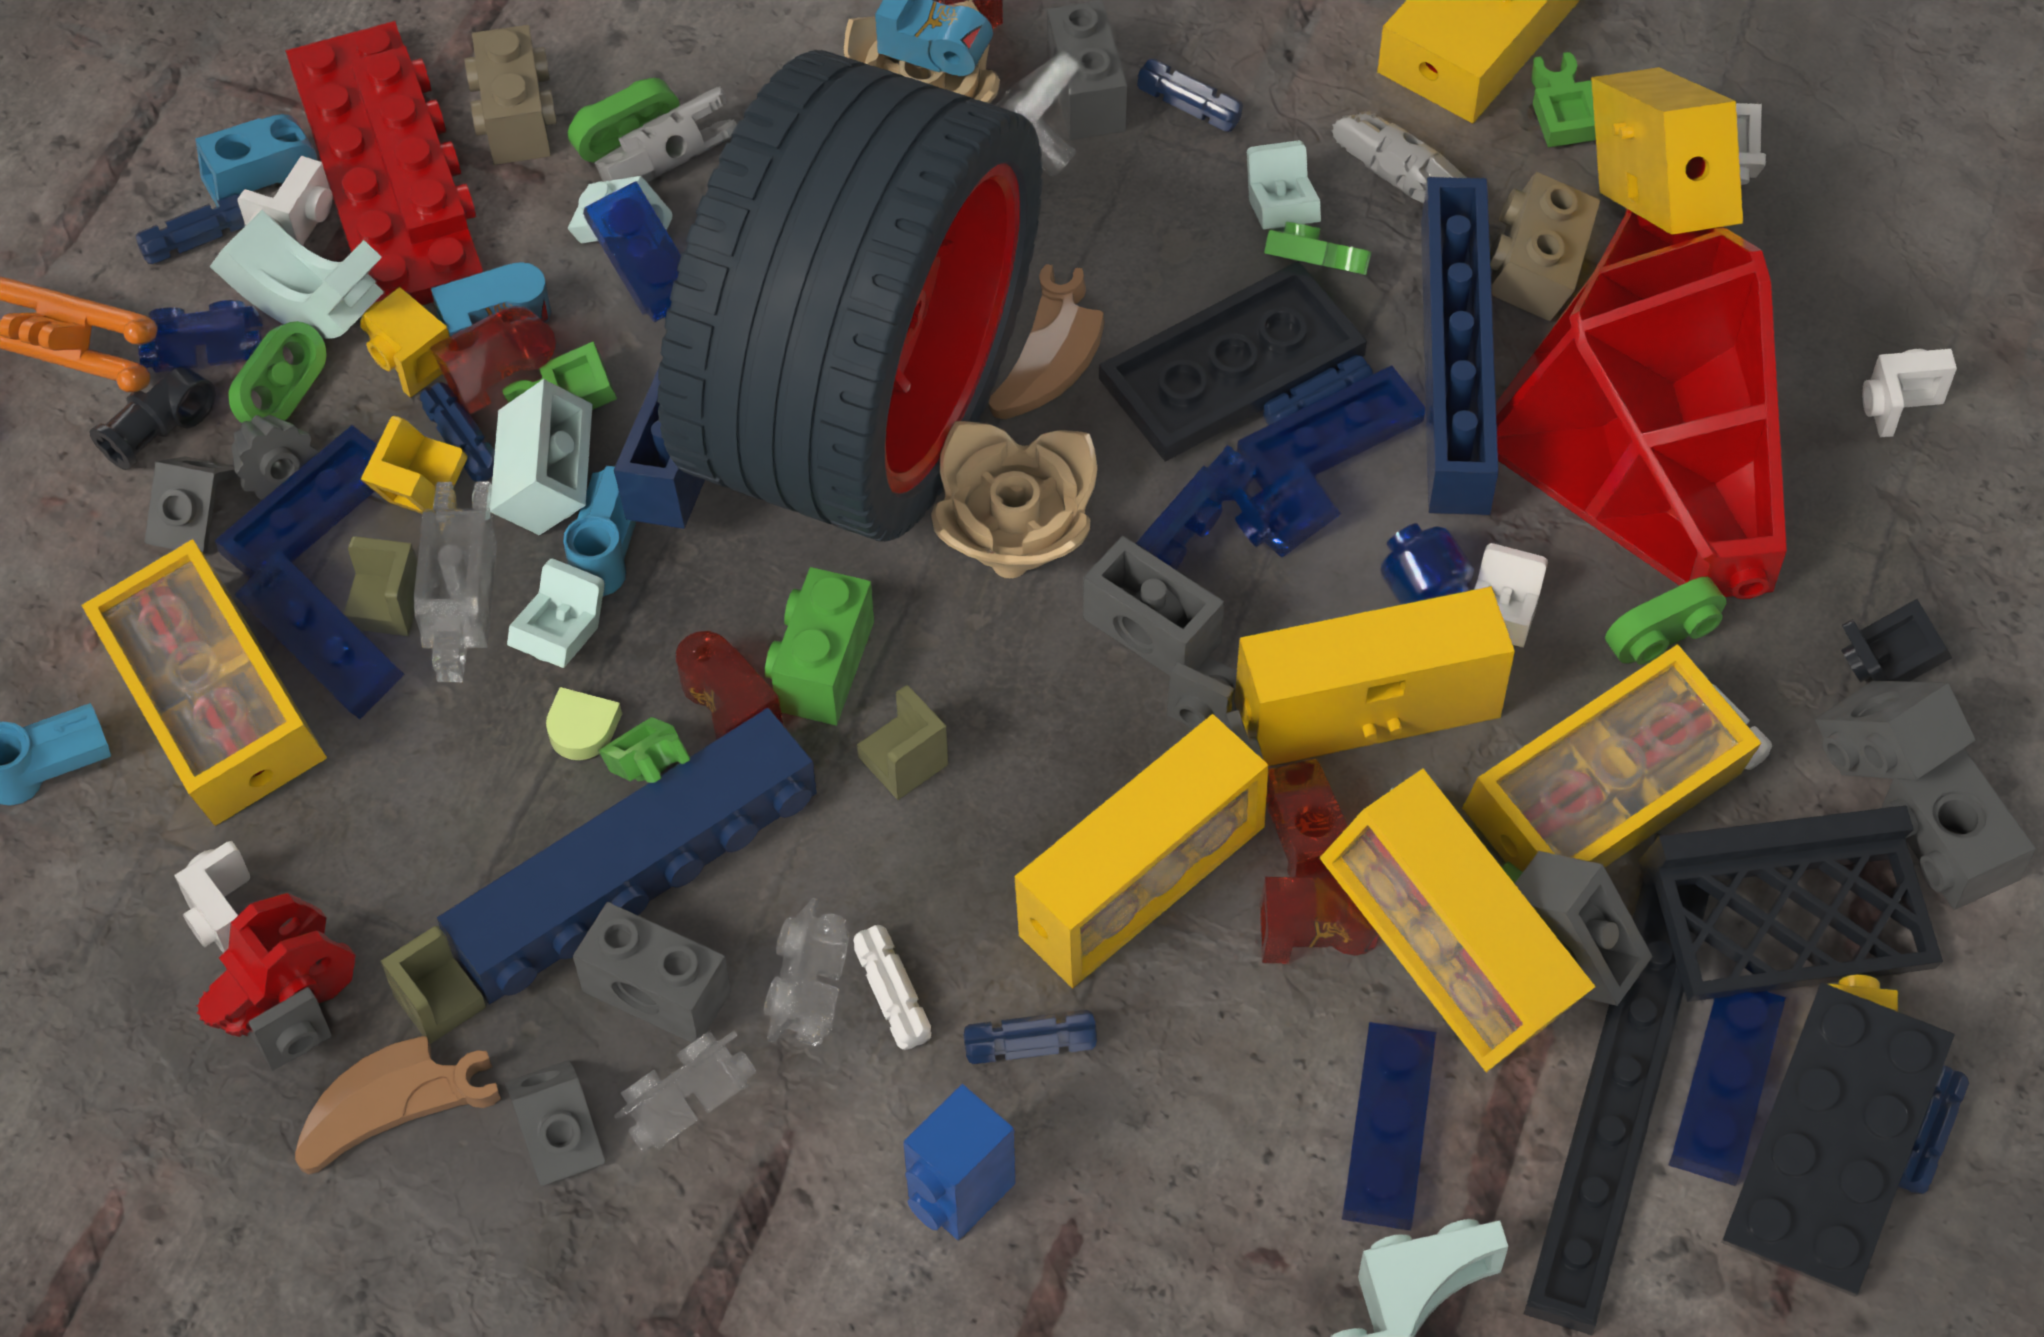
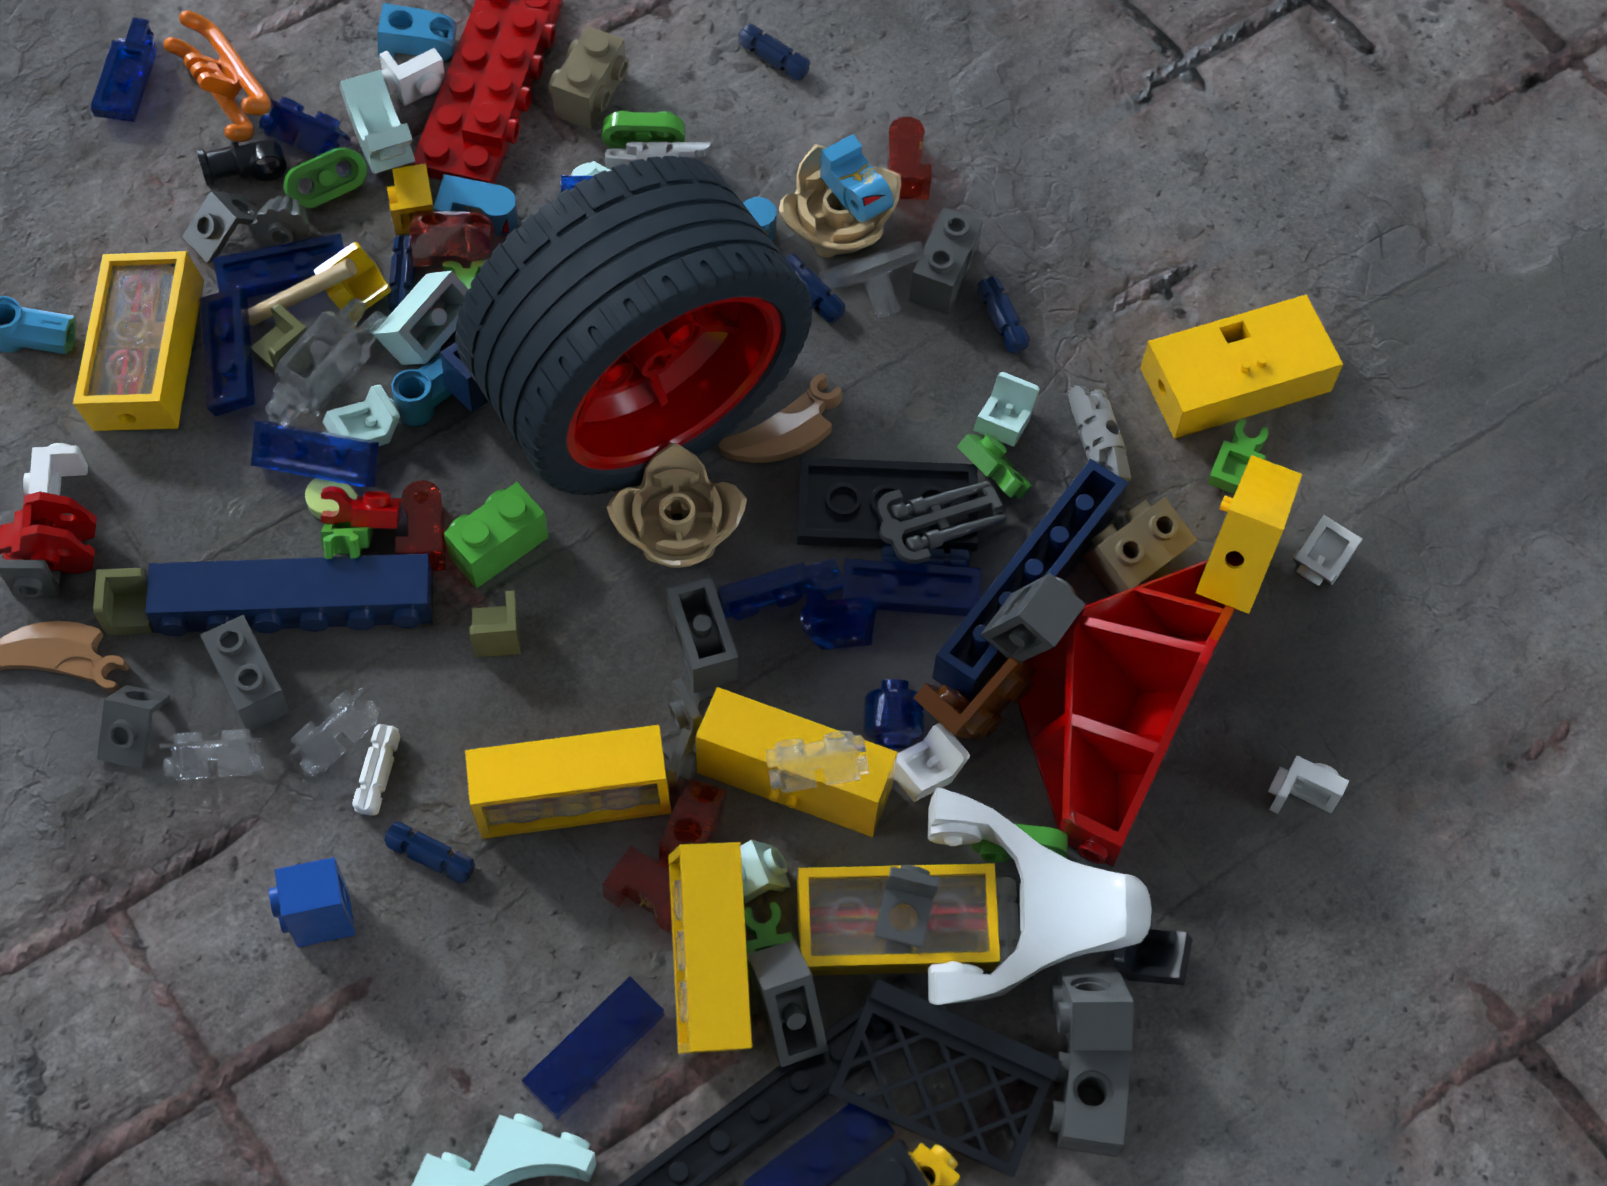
camera: 30 degrees right, 5 degrees up
(190, 229) = (347, 57): dark blue axle -> none
(367, 509) = (303, 290): none -> tan bar
(533, 681) = (315, 453): none -> clear blue plate
(655, 703) = (371, 510): none -> red plate
(1311, 380) = (913, 552): none -> dark grey piece
(1438, 624) = (834, 754): none -> clear hinge
(1489, 515) = (982, 715): none -> reddish brown bracket
(1524, 362) = (1033, 618): none -> dark grey brick
(1620, 719) = (911, 887): none -> dark grey bracket
(1775, 642) = (1062, 903): none -> white animal

